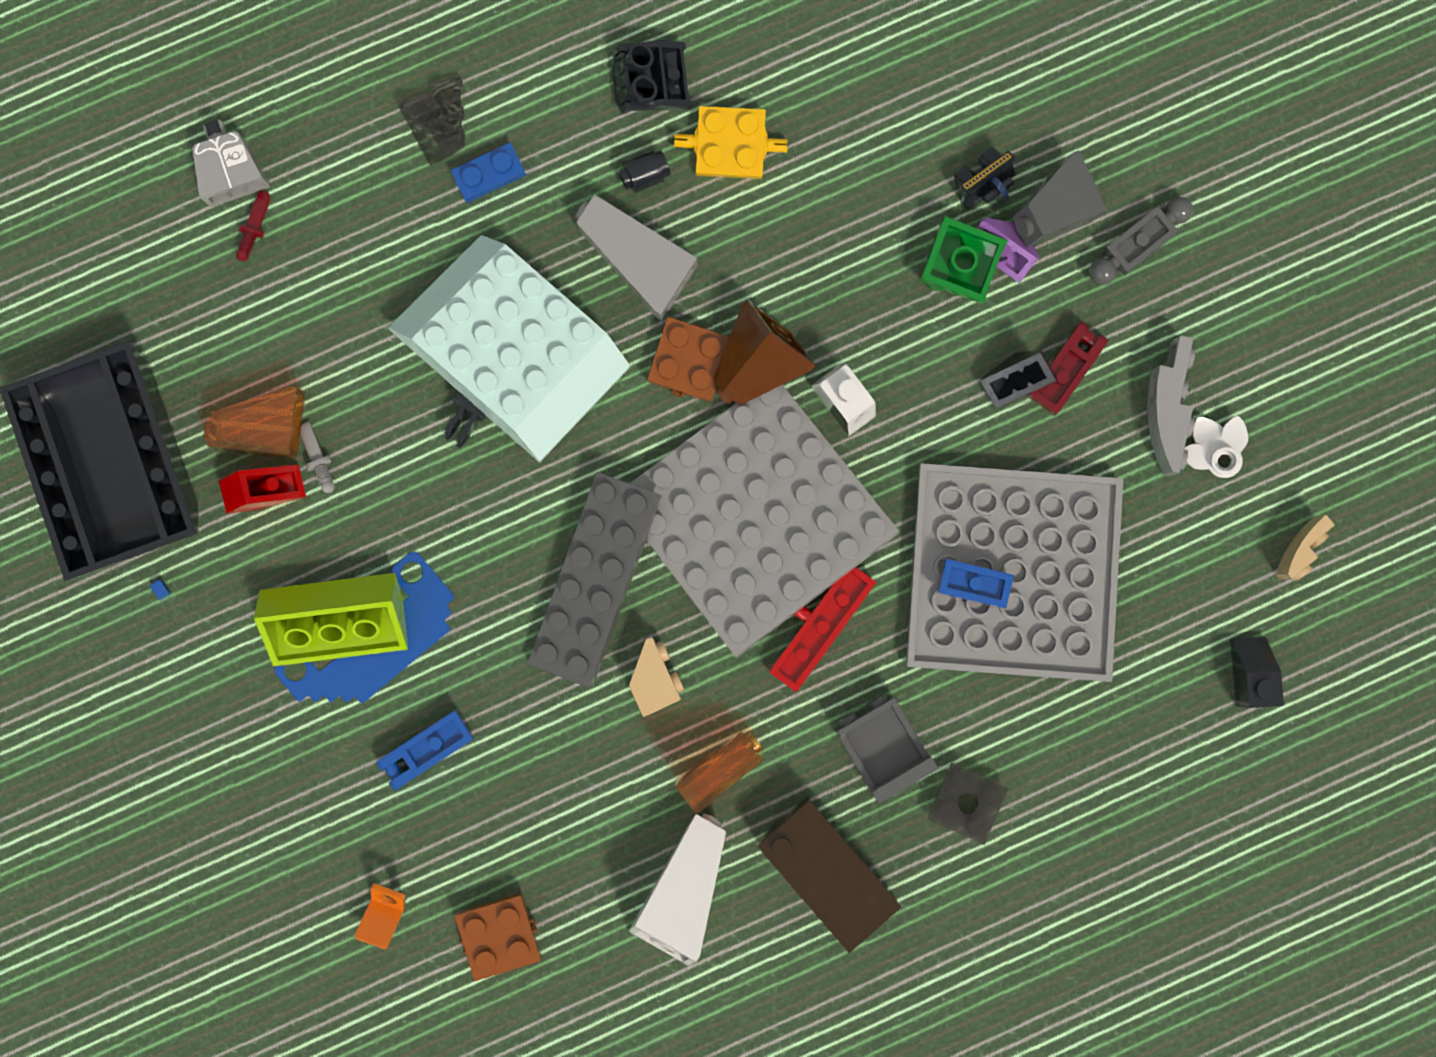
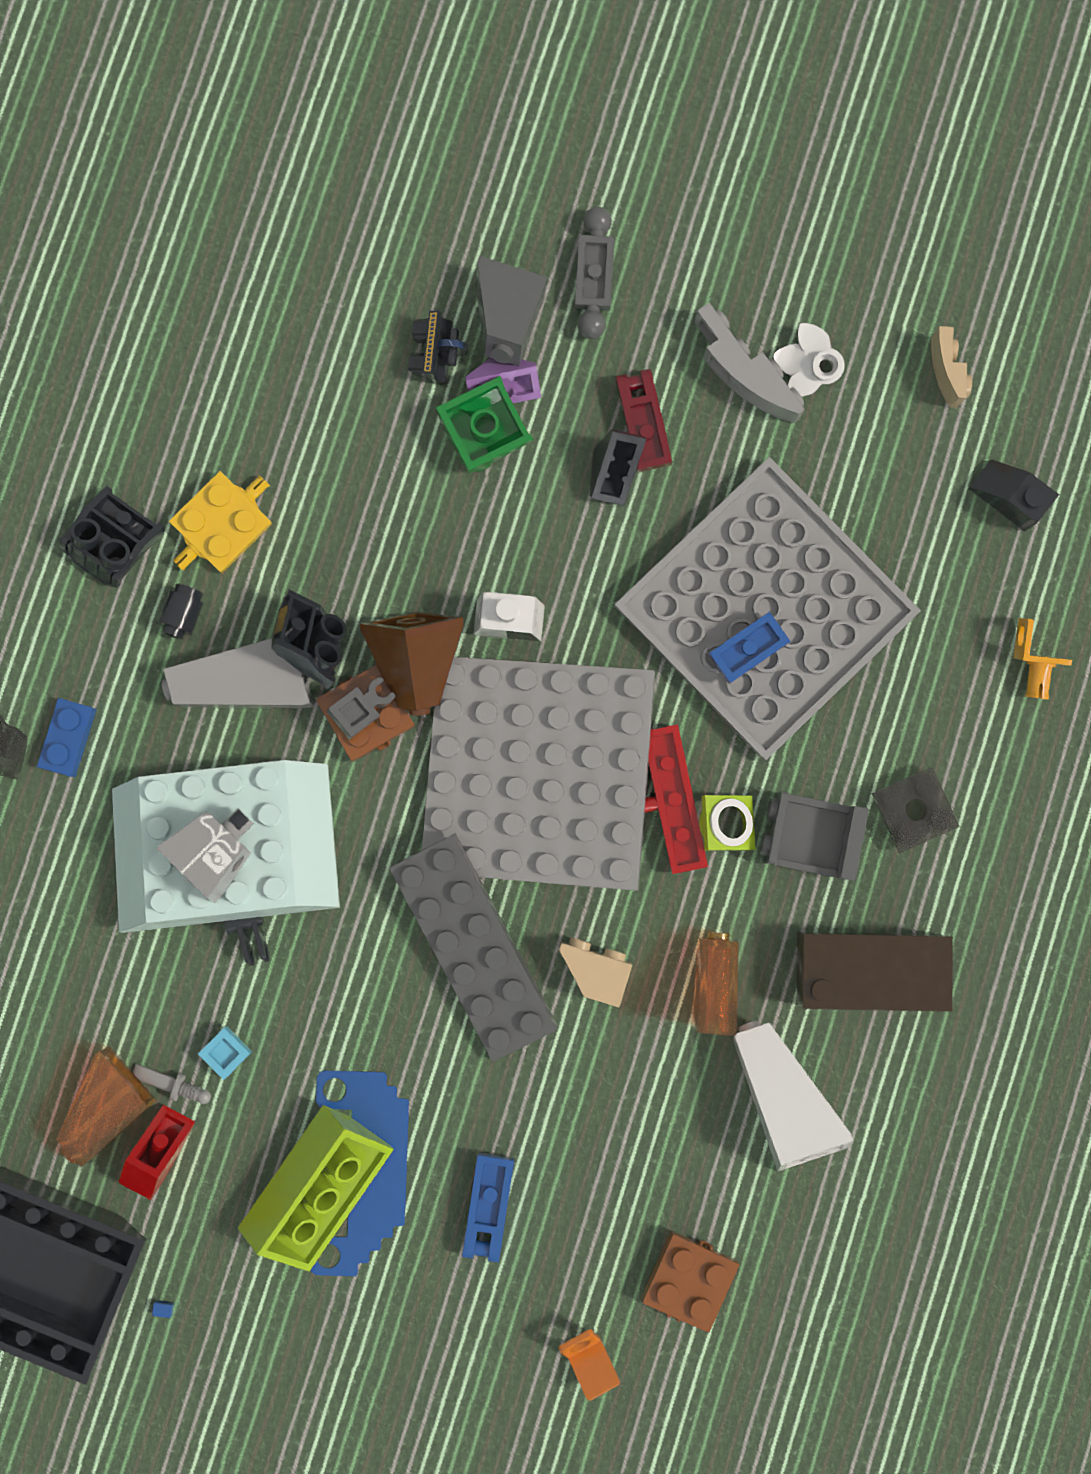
camera: 45 degrees left, 0 degrees up
(370, 474) = (225, 1052): none -> medium azure plate
(497, 337) = (209, 852): none -> light grey torso
(684, 352) = (357, 710): none -> dark grey plate
(705, 273) = (308, 638): none -> black slope
(820, 678) = (713, 837): none -> lime piece
(1149, 801) = (1040, 666): none -> light orange bracket

